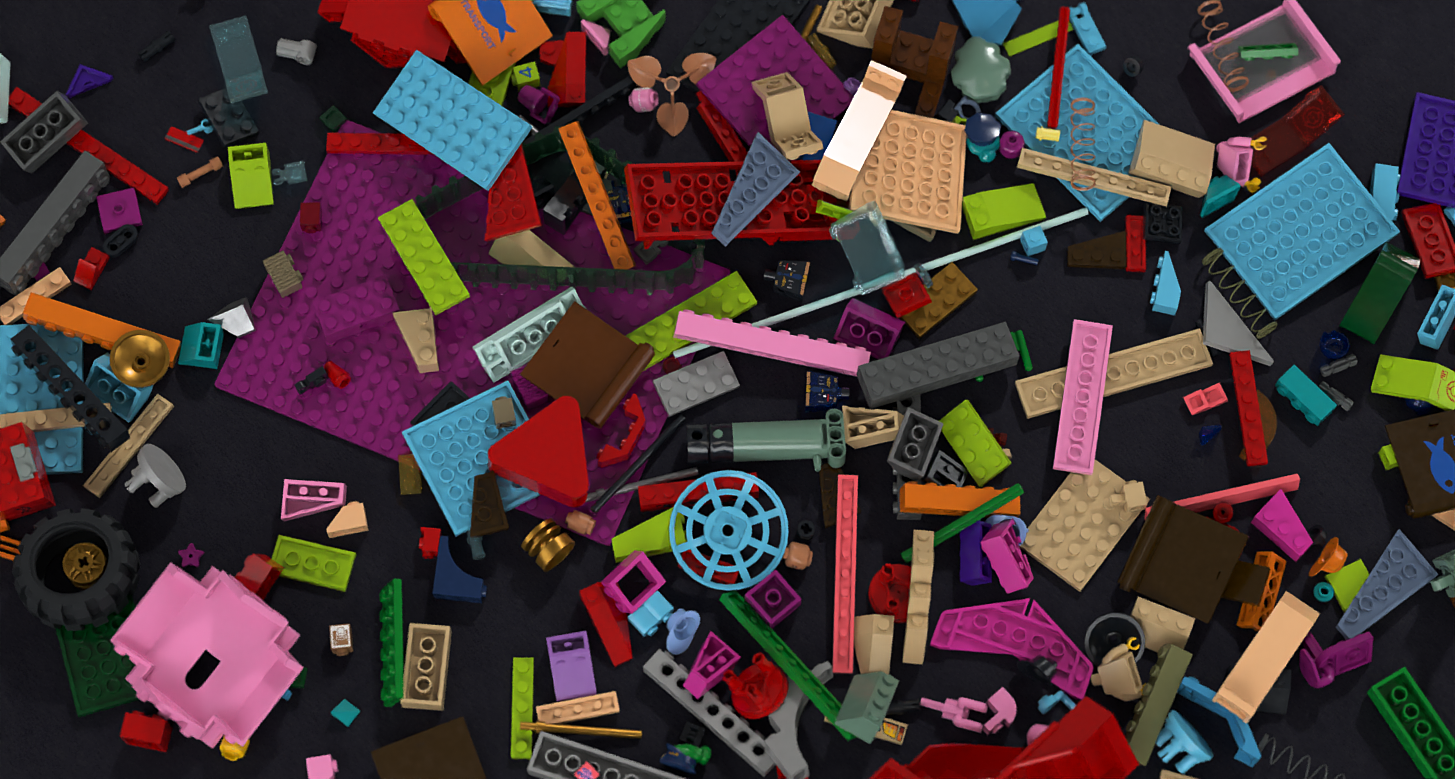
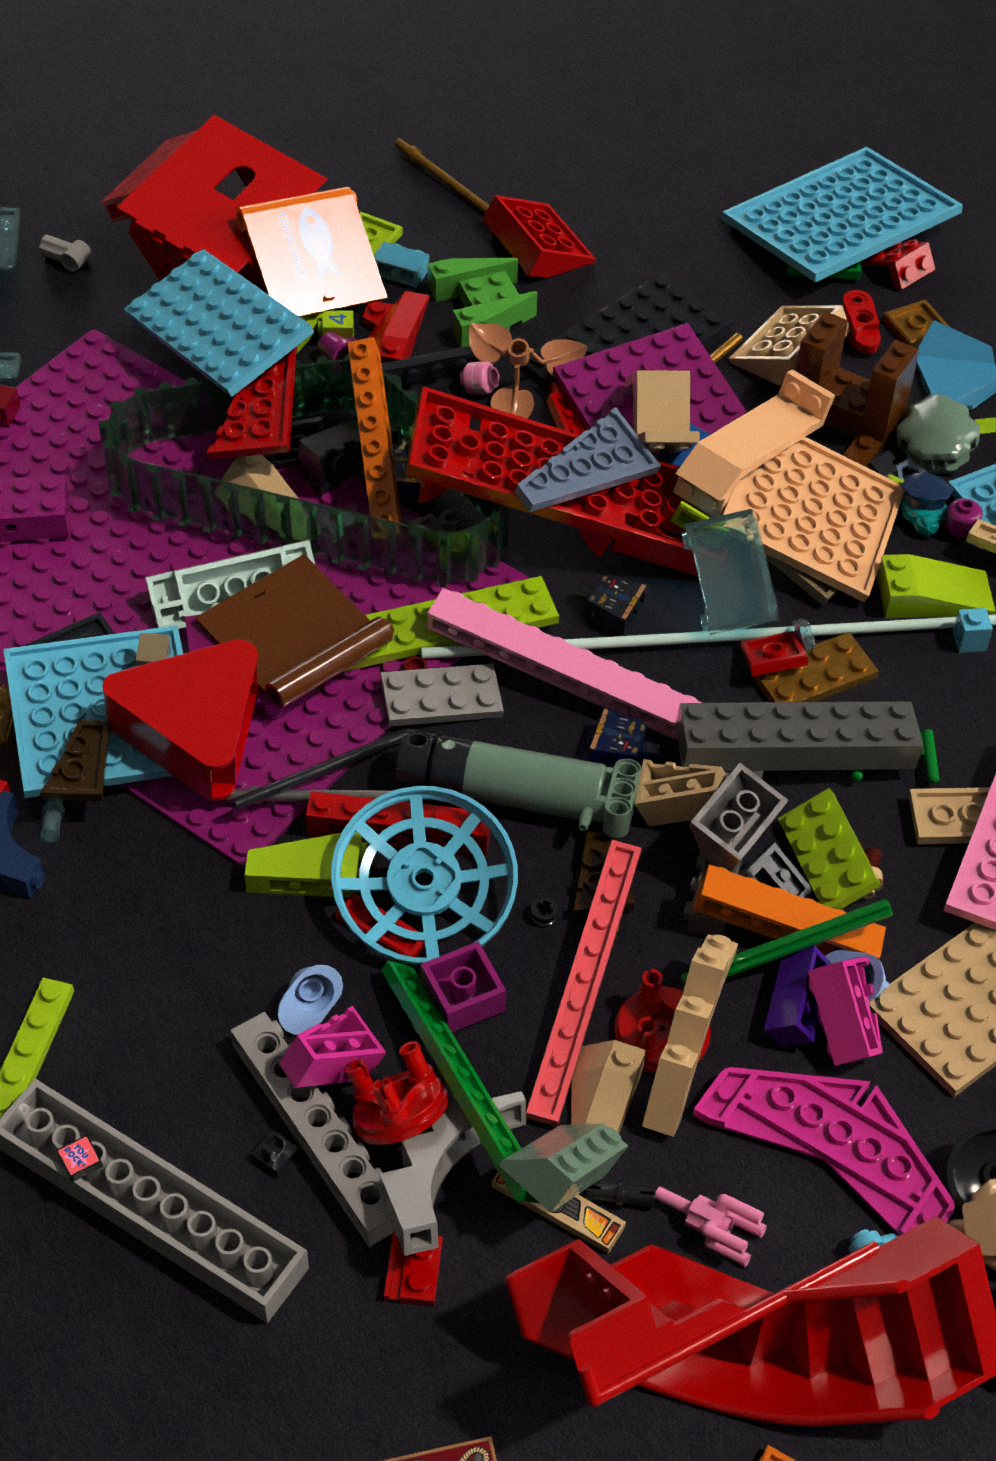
camera: 15 degrees right, 20 degrees down
(333, 119) = (78, 323): clear green plate -> none
(373, 144) = (125, 356): red plate -> none
(419, 335) = (82, 556): tan wedge -> none
(423, 257) = (116, 450): lime plate -> none
(544, 727) = (102, 1100): pearl gold bar -> none
(548, 544) = (152, 836): pearl gold wheel -> none
(571, 666) = (123, 1005): medium lavender slope -> none
(578, 708) = (110, 1072): light nougat plate -> none
(580, 522) = (211, 820): nougat brick -> none
(597, 34) = (441, 307): bright pink slope -> none
(609, 622) = (208, 954): red wedge -> none
(611, 455) = (289, 749): red slope -> none
(646, 567) = (285, 899): dark pink window -> none
(651, 614) = (269, 966): medium azure brick -> none
(684, 757) = (247, 1176): piece -> none
(797, 556) = (519, 939): nougat head -> none
(821, 50) = (730, 376): clear yellow pin -> none
(869, 328) = (708, 676): magenta slope -> none
(1005, 711) = (791, 1238): bright pink brick -> none
(1014, 256) = (955, 652): dark blue piece -> none
(1038, 669) = (861, 1184): black piece -> none

